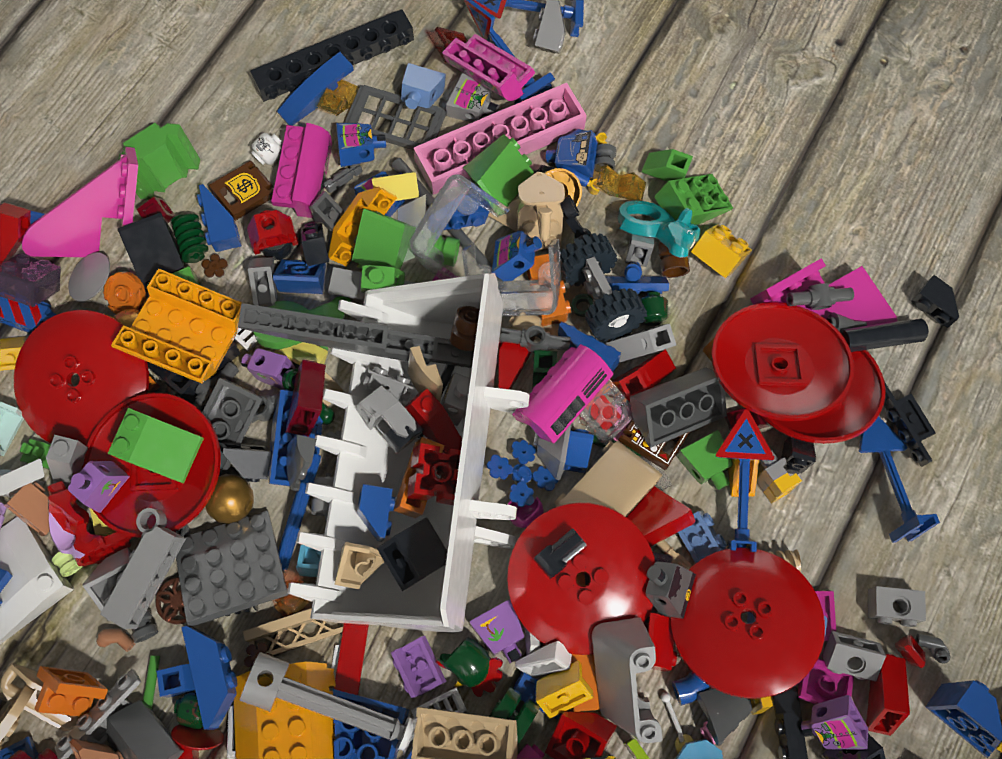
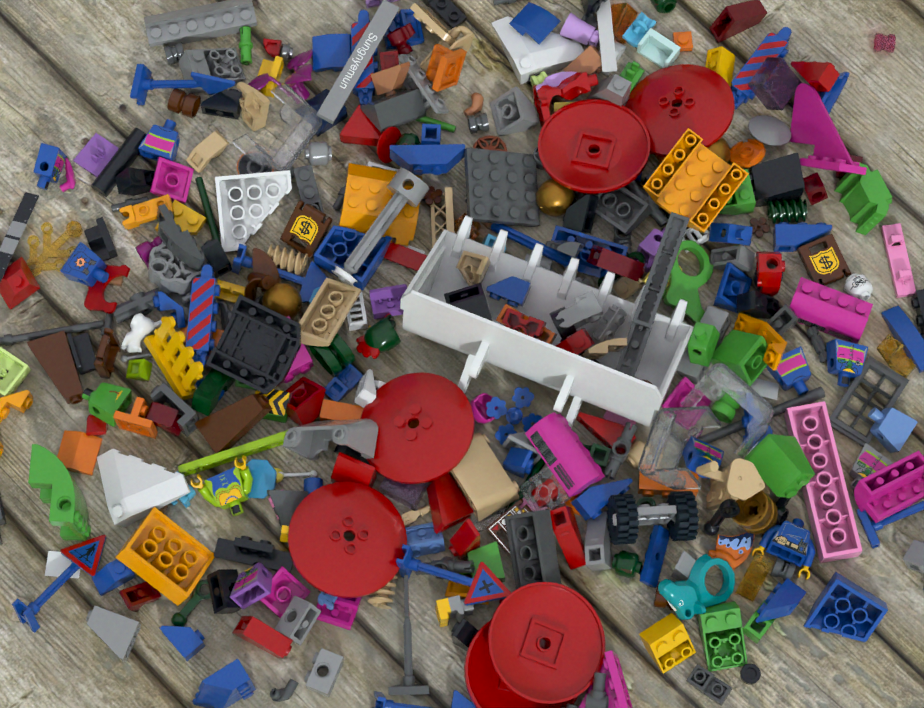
camera: 110 degrees right, 0 degrees up
(97, 483) = (587, 106): medium lavender torso -> none
(144, 572) = (514, 128): light grey hinge -> none
(155, 445) = (604, 148): bright green slope -> none
(224, 119) = (898, 260): none -> bright pink hinge
(235, 272) = (734, 234): none -> blue torso
(401, 185) = (788, 377): light yellow slope -> none
(500, 630) = (396, 363): medium lavender torso -> none
(555, 556) = (434, 404): black piece -> none
(562, 690) = (340, 393): yellow panel -> none
(599, 212) = (733, 548): none -> arm
(627, 92) = (846, 610): none -> blue wedge
(633, 271) = (664, 555): blue animal -> none
(643, 147) = (782, 602): none -> blue slope
(669, 588) = (390, 487): dark grey torso -> none
(694, 484) = (464, 540): none -> red slope
(721, 168) = (750, 674): none -> black tile
(727, 498) = (451, 565): none -> dark grey pin
(747, 202) = (709, 685): none -> dark grey slope
(874, 502) = (409, 686): none -> dark grey piece
(911, 651) = (286, 664): red slope -> none

